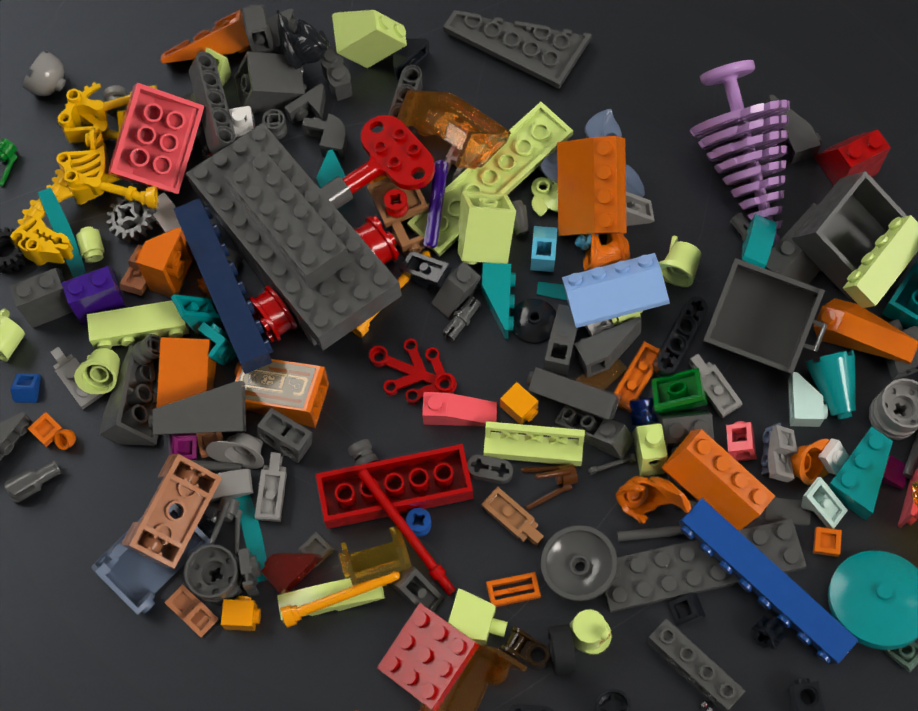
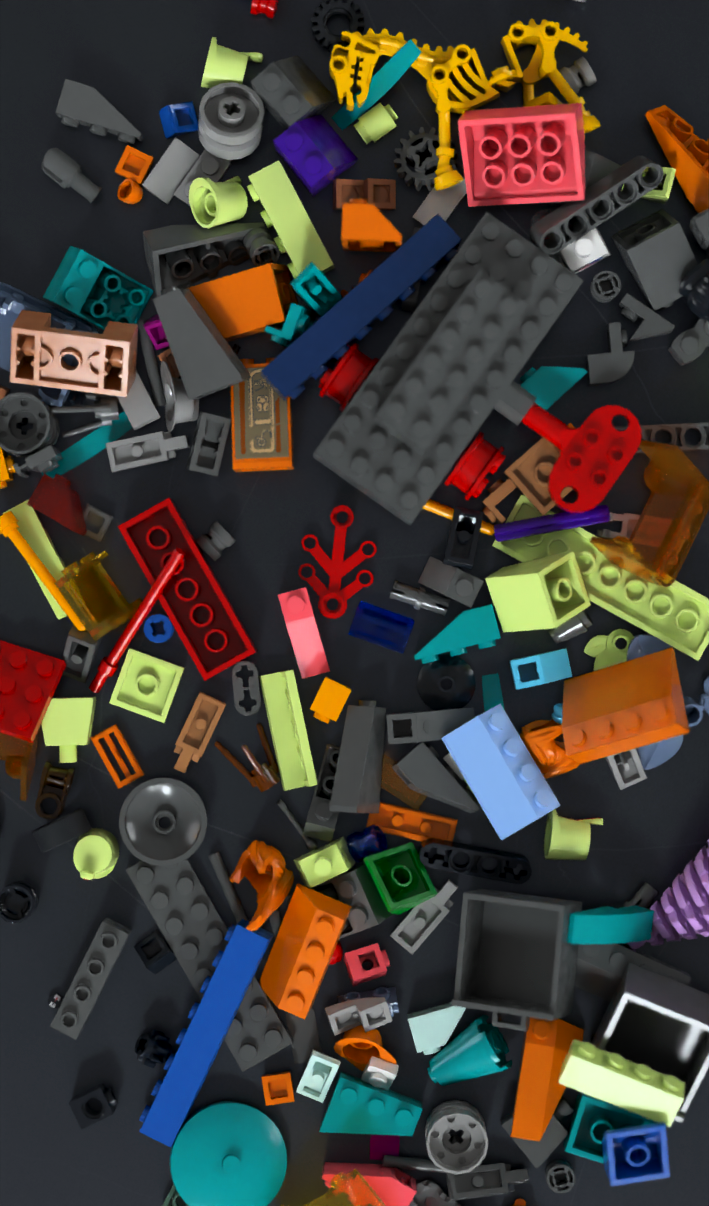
camera: 70 degrees right, 20 degrees up
(42, 341) = (230, 121): none -> light grey wheel
(62, 403) = (170, 170): none -> light grey slope
(127, 489) = (96, 290): none -> teal slope
(396, 209) = (527, 482): red wheel -> none
(462, 546) = (147, 685): none -> yellowish green plate
(475, 354) = (381, 627): none -> clear blue slope

